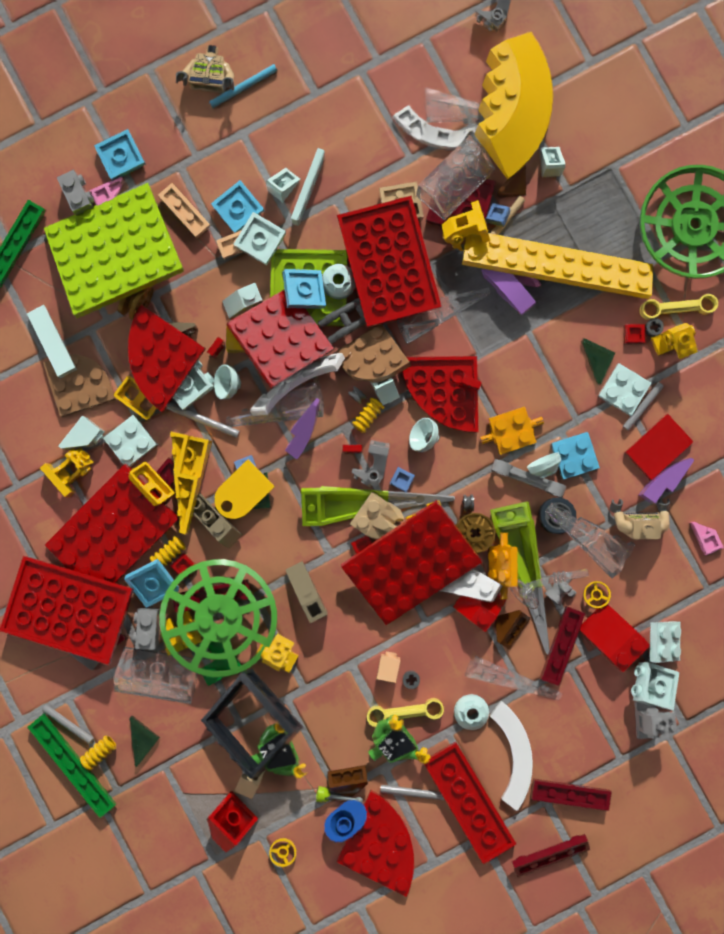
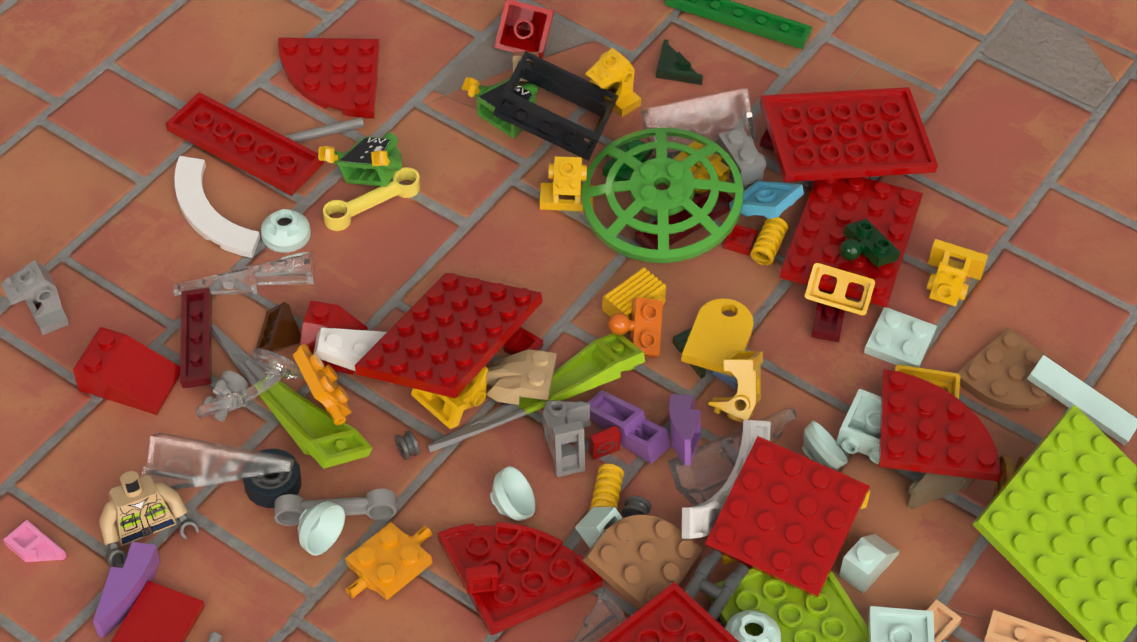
camera: 150 degrees right, 35 degrees down
(68, 724) = (769, 49): light grey bar -> none
(82, 435) = (963, 317): light aqua slope -> none
(97, 753) = (716, 35): yellow piece -> none
(110, 510) = (870, 241): none -> dark green plate
(190, 461) = (809, 342): yellow wedge -> none
(196, 735) = (616, 73): none -> yellow tile
(204, 420) = (812, 400): light grey bar -> none
(215, 523) = (720, 282): dark tan slope -> none
(216, 347) = (867, 477): red tile -> none
(255, 439) = (747, 370): none -> yellow tile
(278, 546) = (641, 285): none -> yellow brick
(286, 518) = (644, 325): none -> orange plate
(286, 847) = (447, 35): yellow piece -> none
(304, 288) = (794, 593): medium azure plate -> none
(306, 592) = (564, 260): dark tan slope -> none
(324, 795) = (429, 90): hinge -> none
(332, 456) = (637, 433): none -> medium lavender slope
(345, 821) = (389, 68): blue piece -> none
(348, 780) = (409, 113): reddish brown slope -> none
(388, 667) = (418, 230): light nougat brick -> none
(402, 479) = (514, 440): medium blue tile -> none
(406, 676) = (382, 226): dark grey bush -> none
(485, 530) = (380, 412): pearl gold wheel -> none
(551, 855) = (88, 149): dark red plate -> none
(571, 794) = (115, 194): dark red plate -> none
(576, 455) = (278, 569): medium azure plate -> none
(601, 594) = (171, 409): yellow piece -> none
(655, 685) = (46, 337): light aqua plate -> none
(665, 641) = (51, 388): light aqua plate -> none

